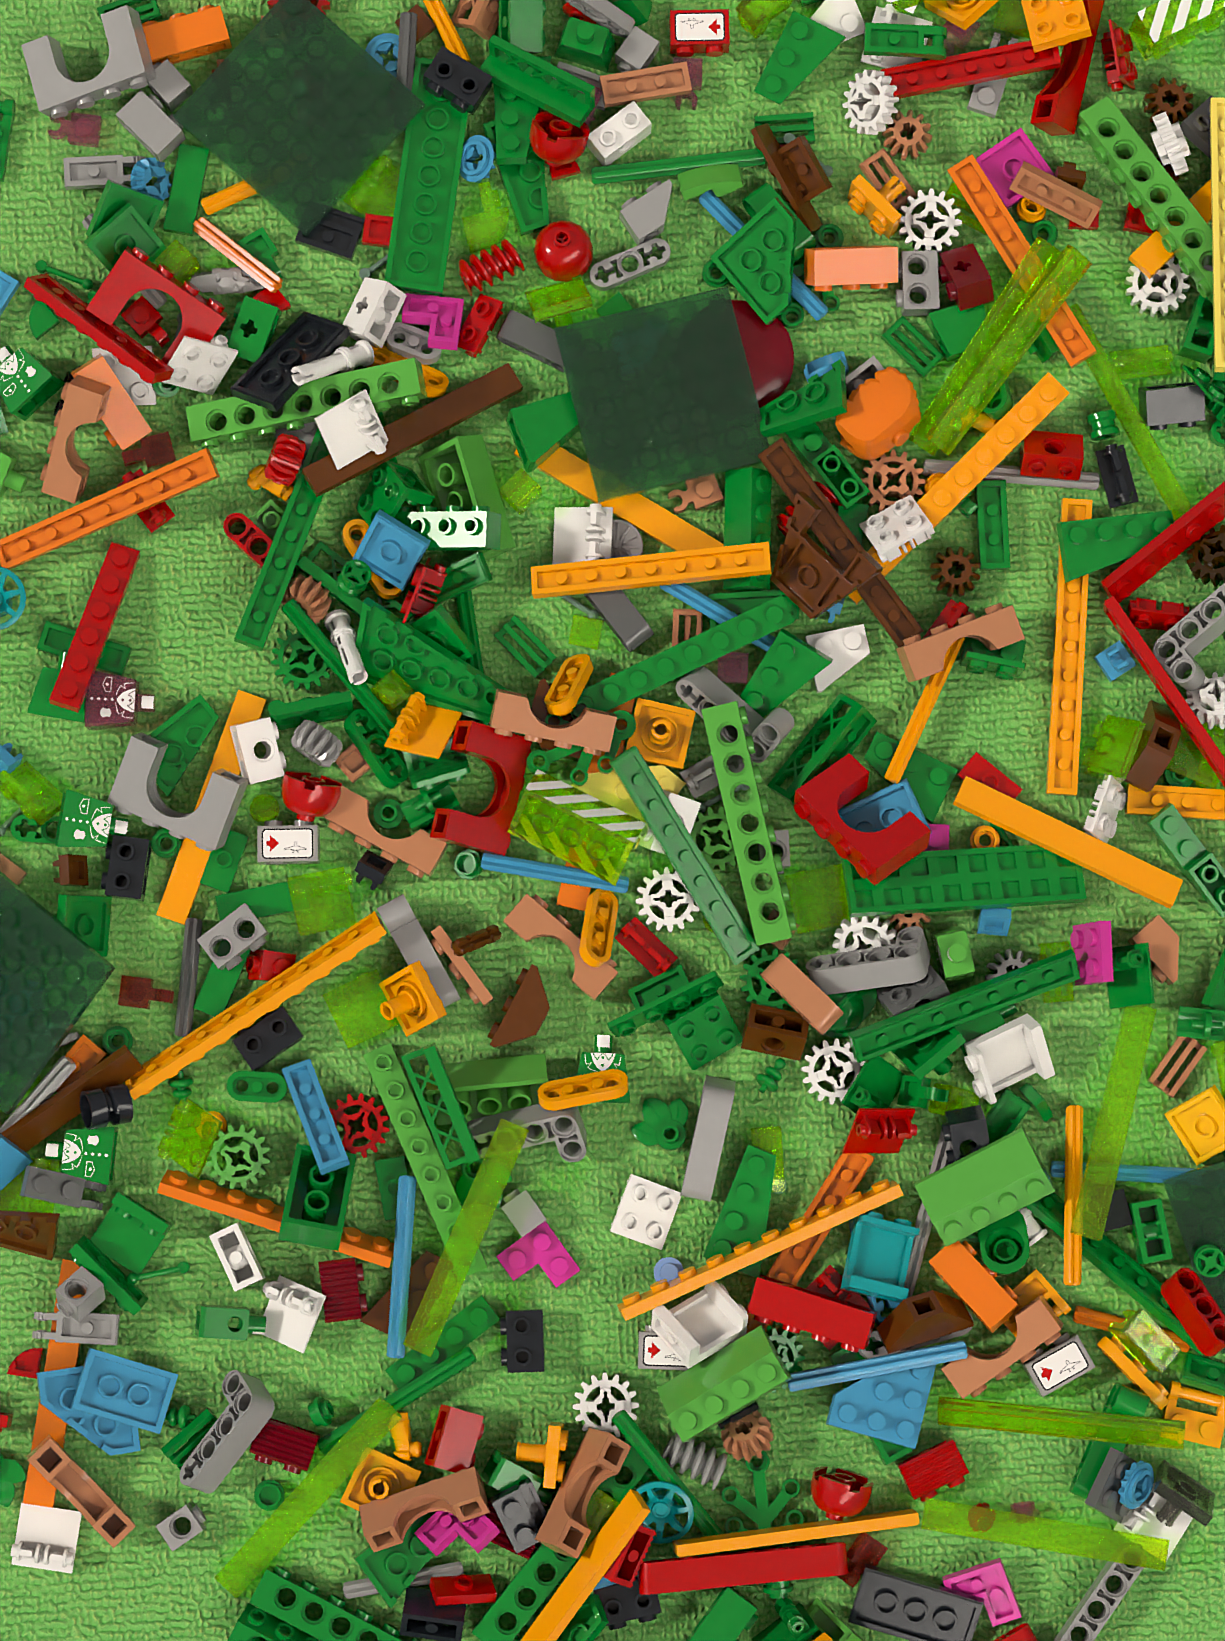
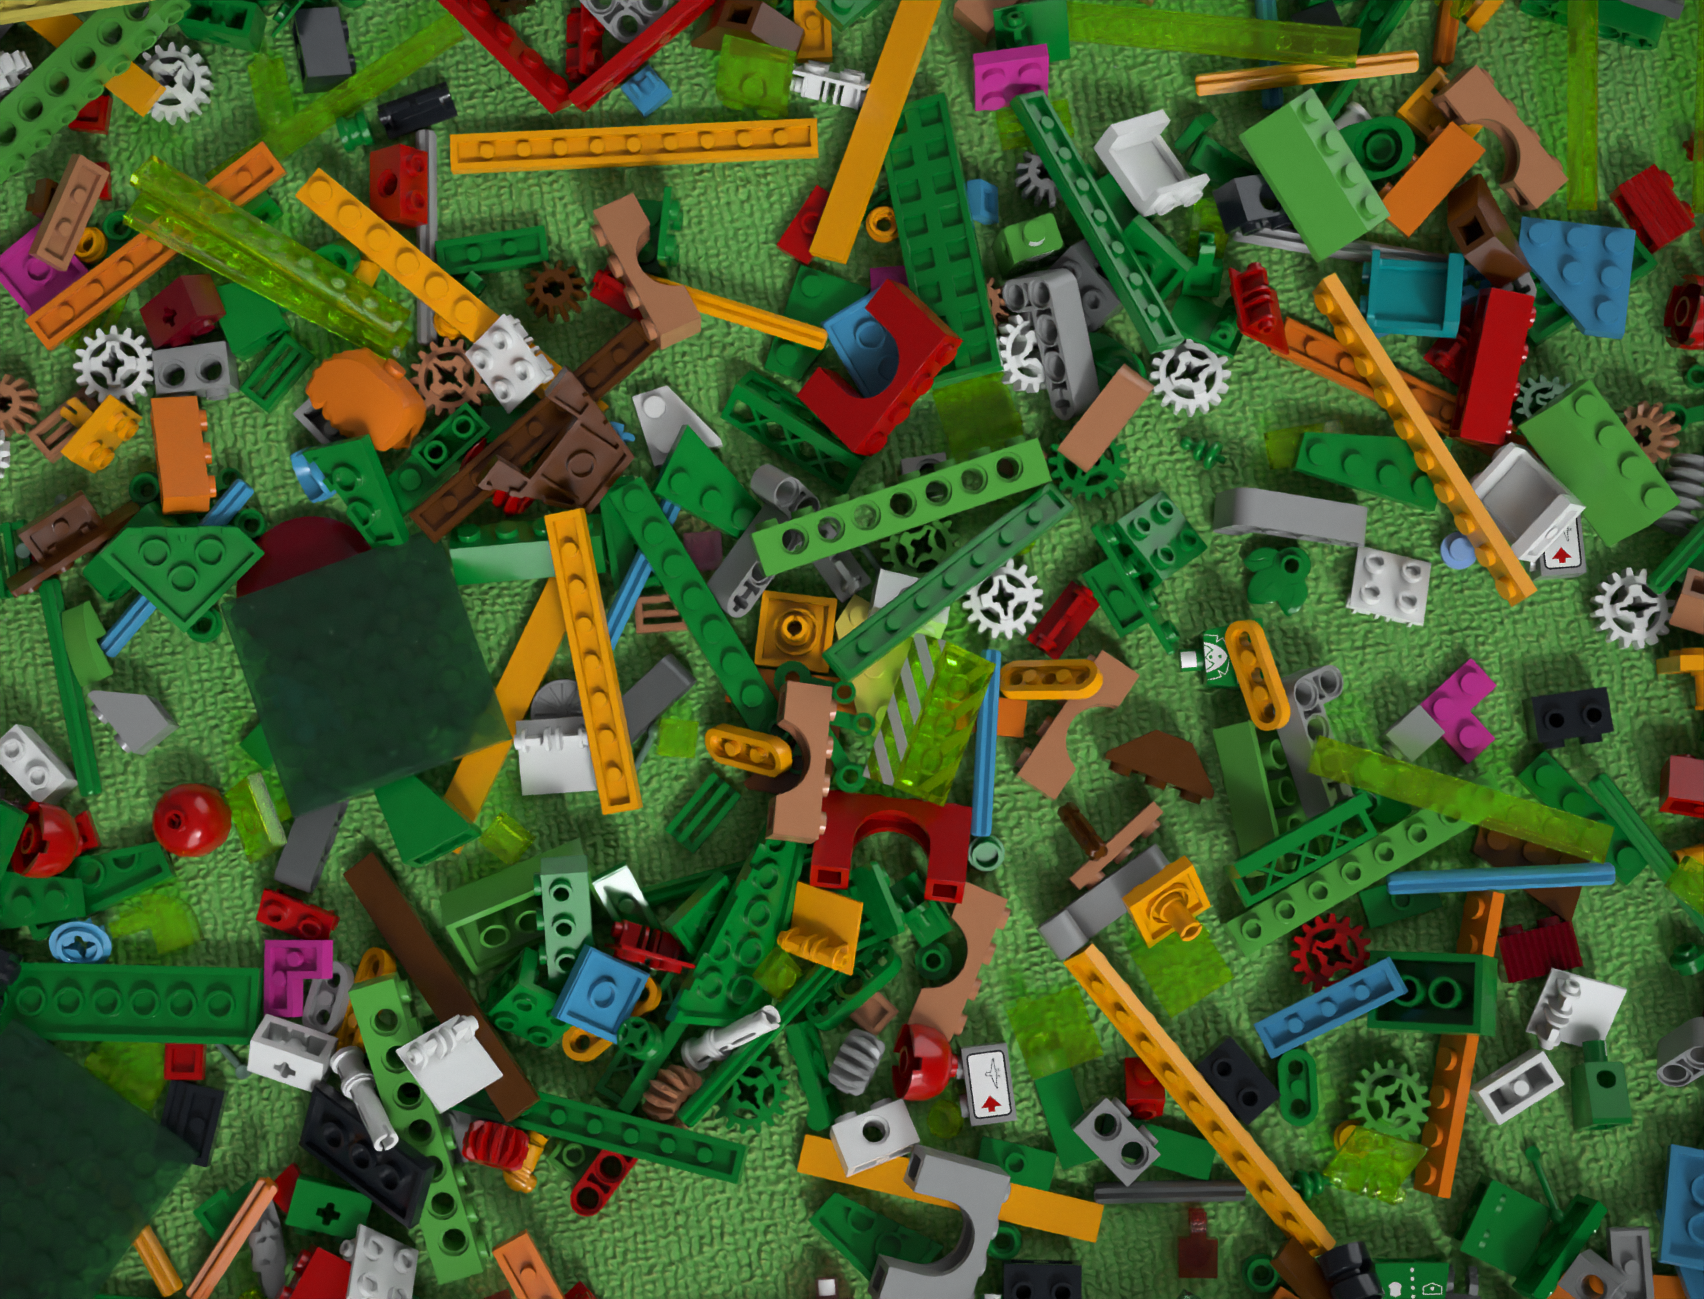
camera: 85 degrees left, 0 degrees up
(374, 868) = (1005, 972): black tile -> none
(489, 266) = (218, 911): red piece -> none
(653, 264) = (197, 706): light grey beam -> none
(700, 492) = (486, 616): nougat plate -> none
(775, 1032) = (1152, 450): reddish brown brick -> none
(878, 1365) = (1544, 280): dark azure axle -> none
(1026, 1508) = (1685, 98): plate -> none
(1058, 1364) = (1512, 70): brick -> none
(1107, 540) = (499, 111): green wing -> none

